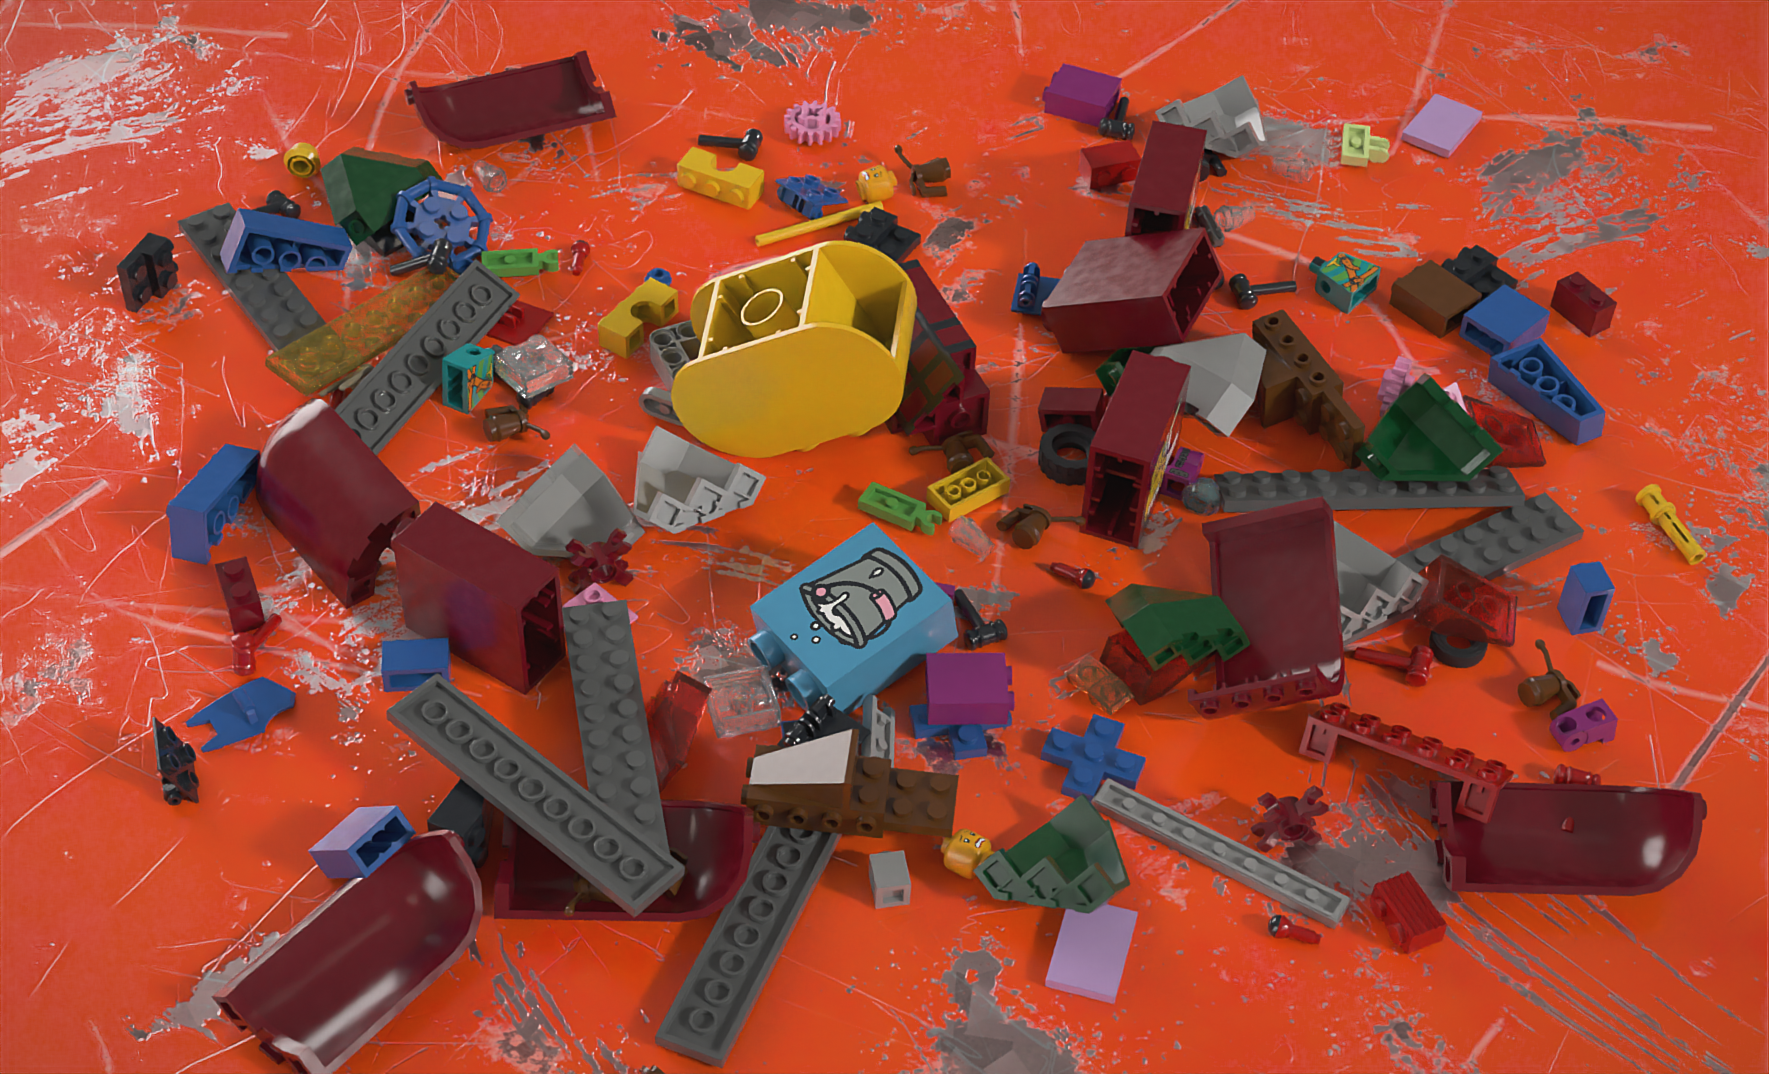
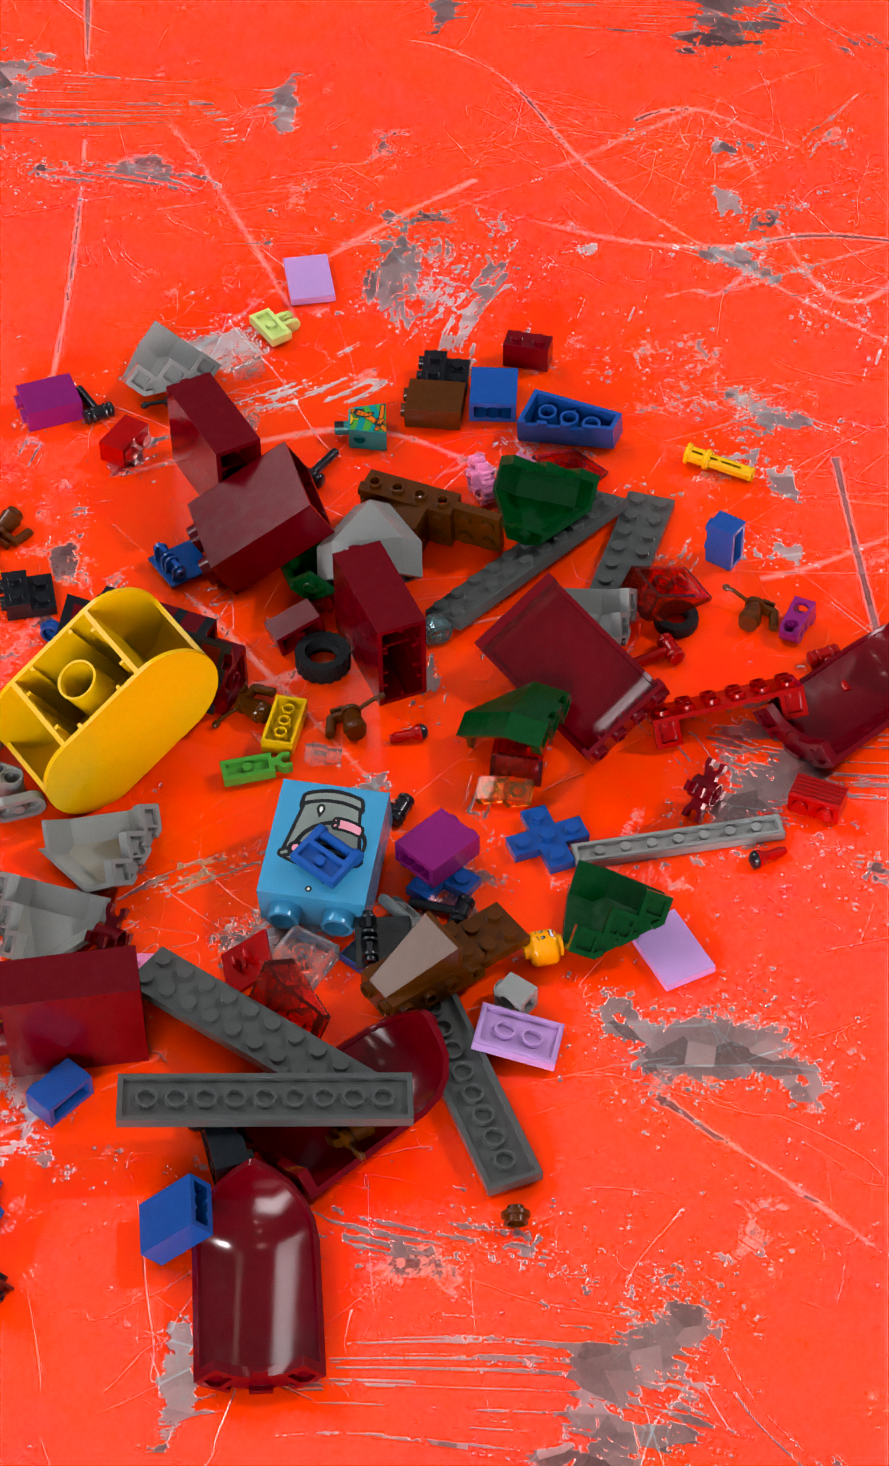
camera: 40 degrees left, 0 degrees up
(694, 663) = (245, 961): none -> red piece
(823, 617) = (321, 861): none -> blue plate
(848, 917) = (518, 1036): none -> lavender tile
(938, 763) = (457, 913): none -> black piece

